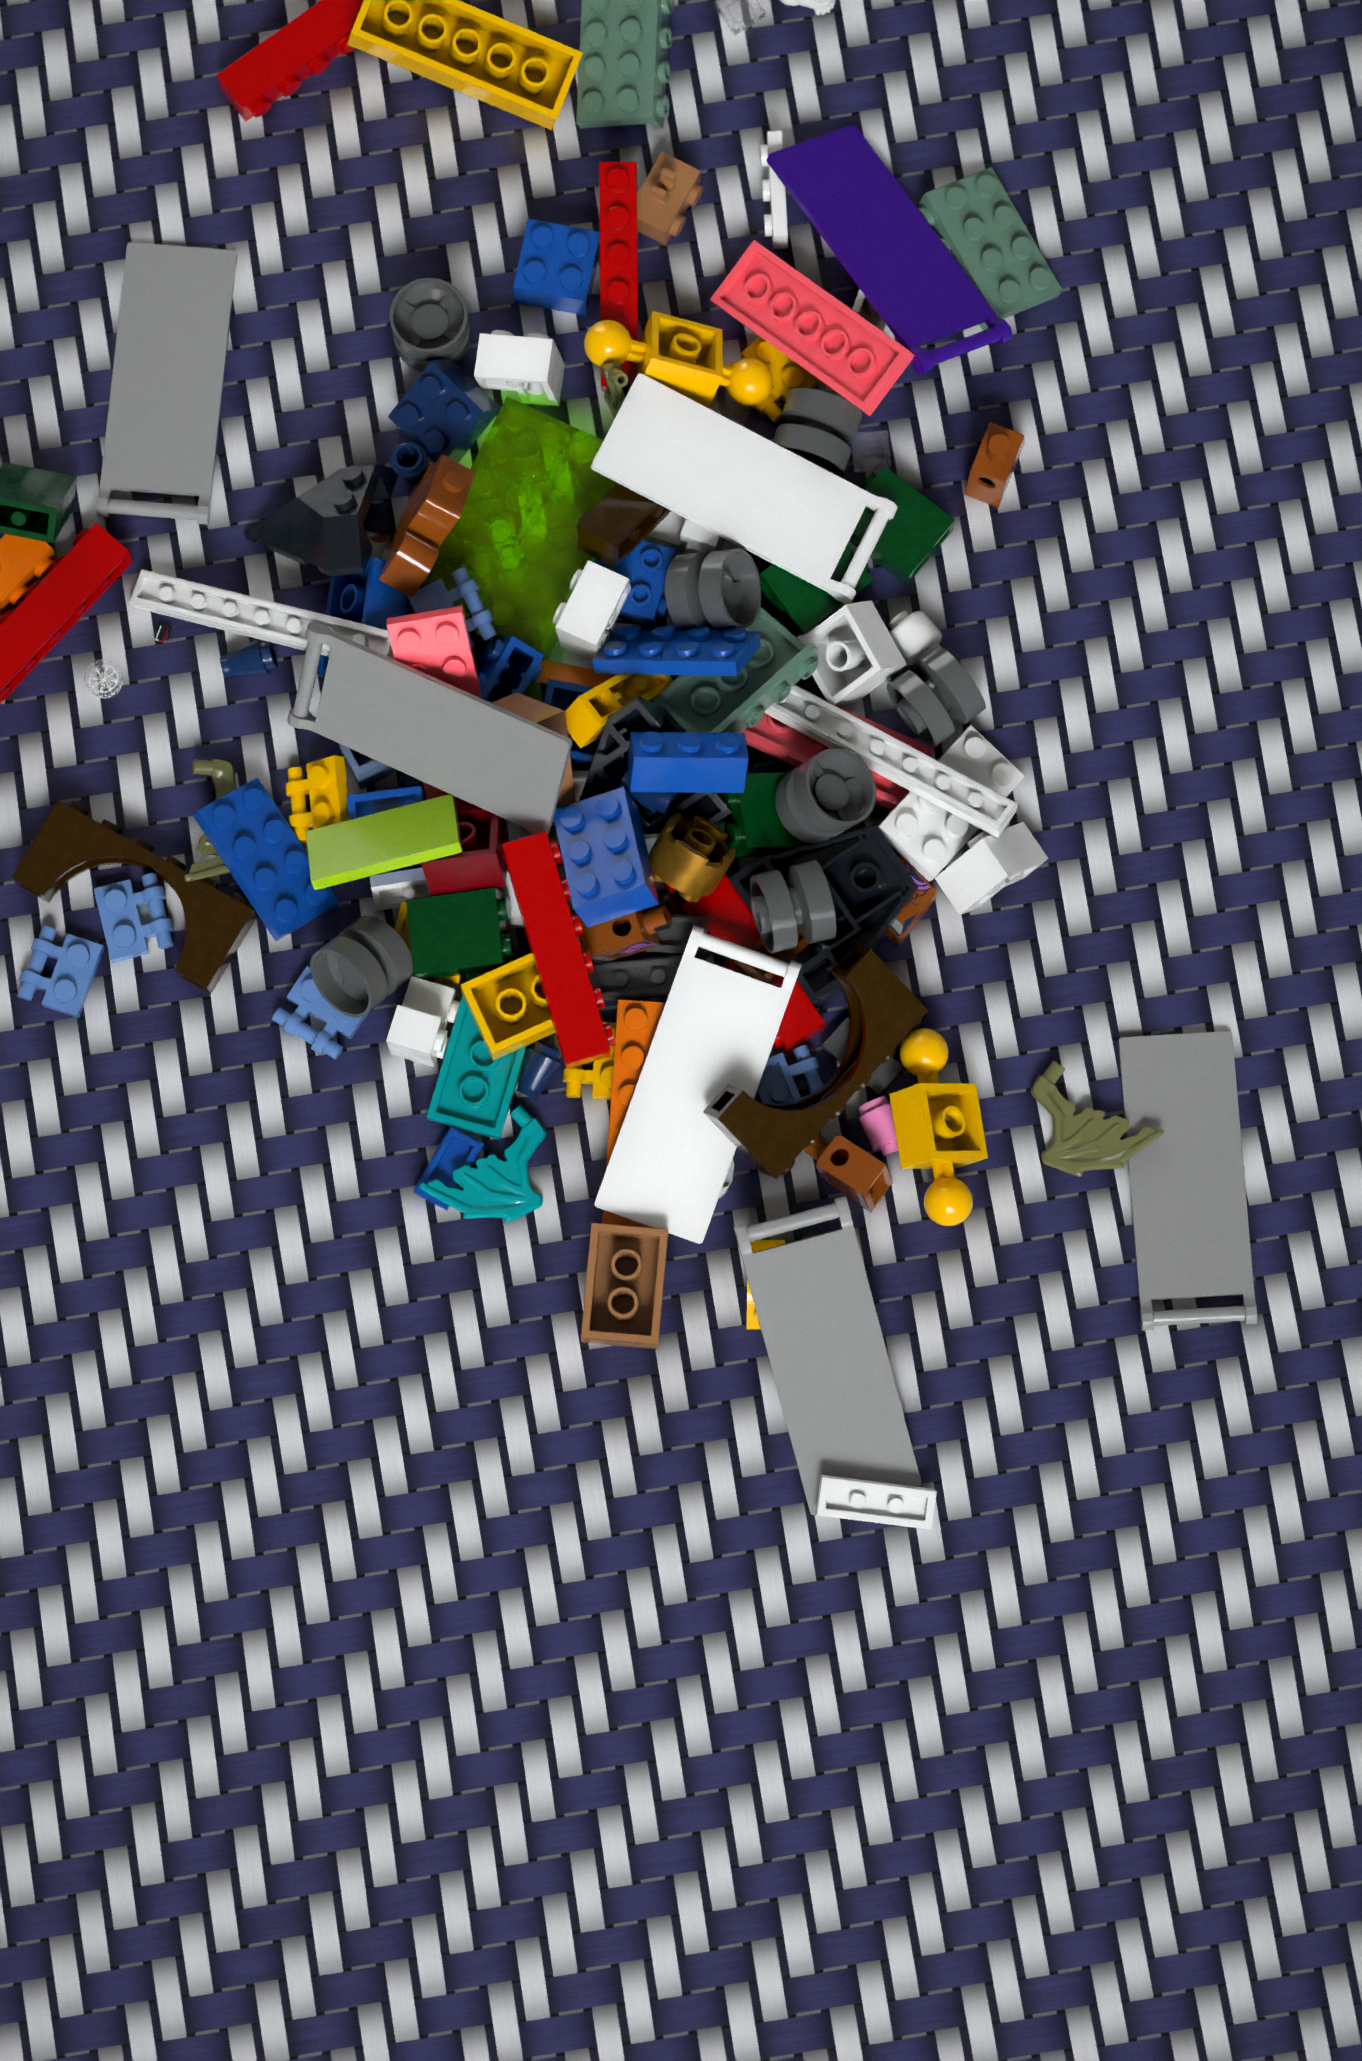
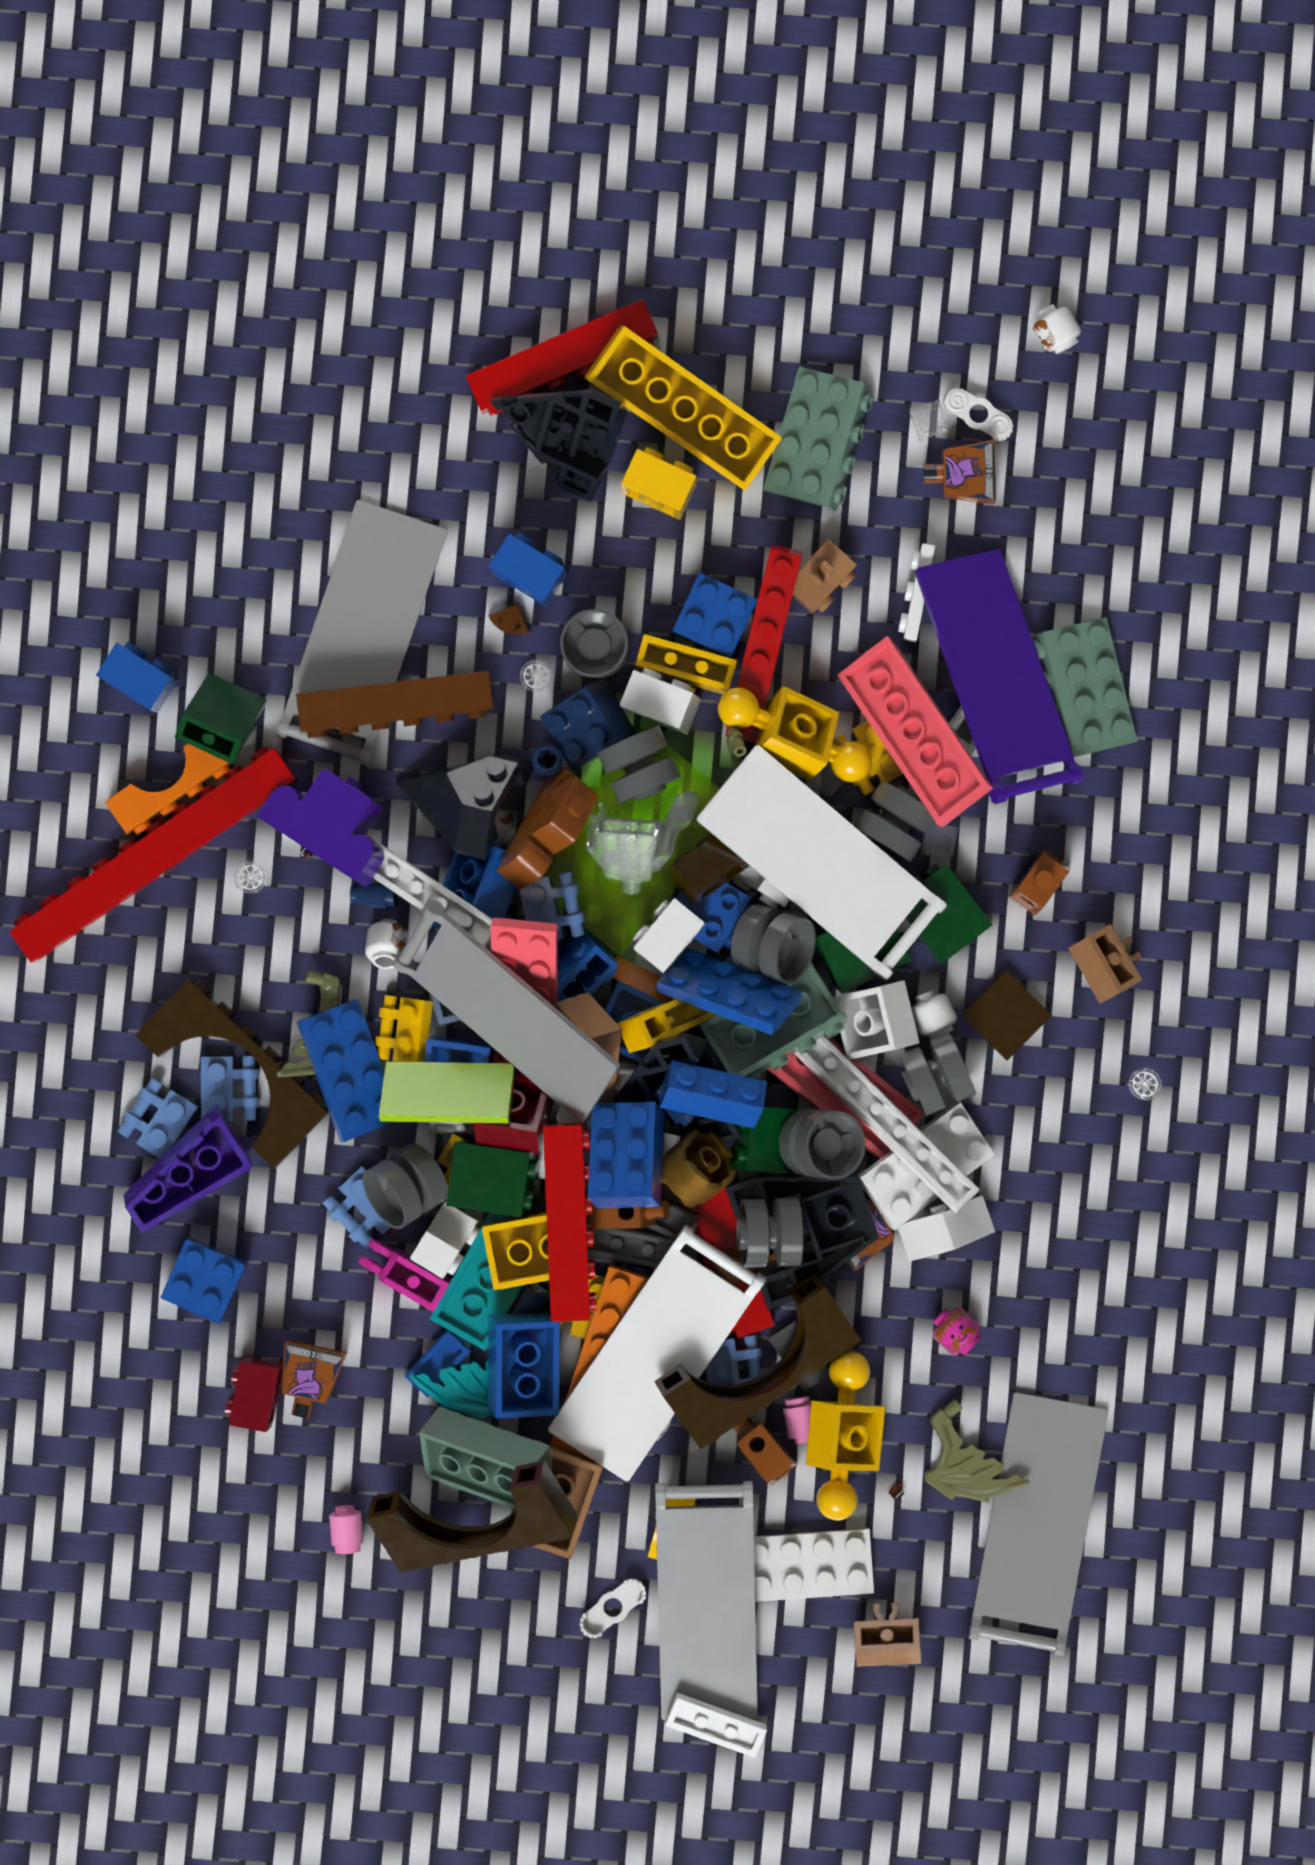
camera: 15 degrees right, 10 degrees up
(112, 1010) = (188, 1171): none -> dark purple wedge
(156, 1136) = (204, 1280): none -> blue brick
(178, 586) = (330, 823): none -> dark purple brick
(221, 443) = (394, 702): none -> reddish brown brick
(245, 1247) = (255, 1393): none -> dark red brick
(271, 708) = (384, 942): none -> white head
(304, 1215) = (309, 1374): none -> torso
(330, 330) = (510, 620): none -> reddish brown tile
(336, 257) = (528, 569): none -> blue brick
(346, 105) = (569, 433): none -> black wedge
(374, 382) = (536, 675): none -> clear tile
(388, 1383) = (346, 1529): none -> bright pink brick
(390, 1071) = (407, 1276): none -> dark pink hinge
(458, 132) = (659, 483): none -> yellow brick
(478, 1368) = (422, 1541): none -> dark brown arch
(511, 427) = (642, 773): none -> dark grey wheel
(531, 1256) = (476, 1455): none -> sand green slope
(533, 518) = (637, 848): none -> clear torso
(548, 1137) = (523, 1365): none -> blue brick
(560, 319) = (686, 664): none -> yellow brick
(737, 1379) = (596, 1621): none -> white piece
(796, 51) = (966, 473): none -> torso
(941, 1290) = (813, 1564): none -> white plate
(996, 621) = (1006, 1015): none -> dark brown tile
(1014, 1185) = (896, 1492): none -> dark brown piece
(1034, 982) = (956, 1331): none -> dark pink head
(1049, 1351) = (887, 1641): none -> medium nougat brick
(1092, 532) = (1106, 963): none -> medium nougat brick
(1173, 659) = (1145, 1084): none -> clear tile

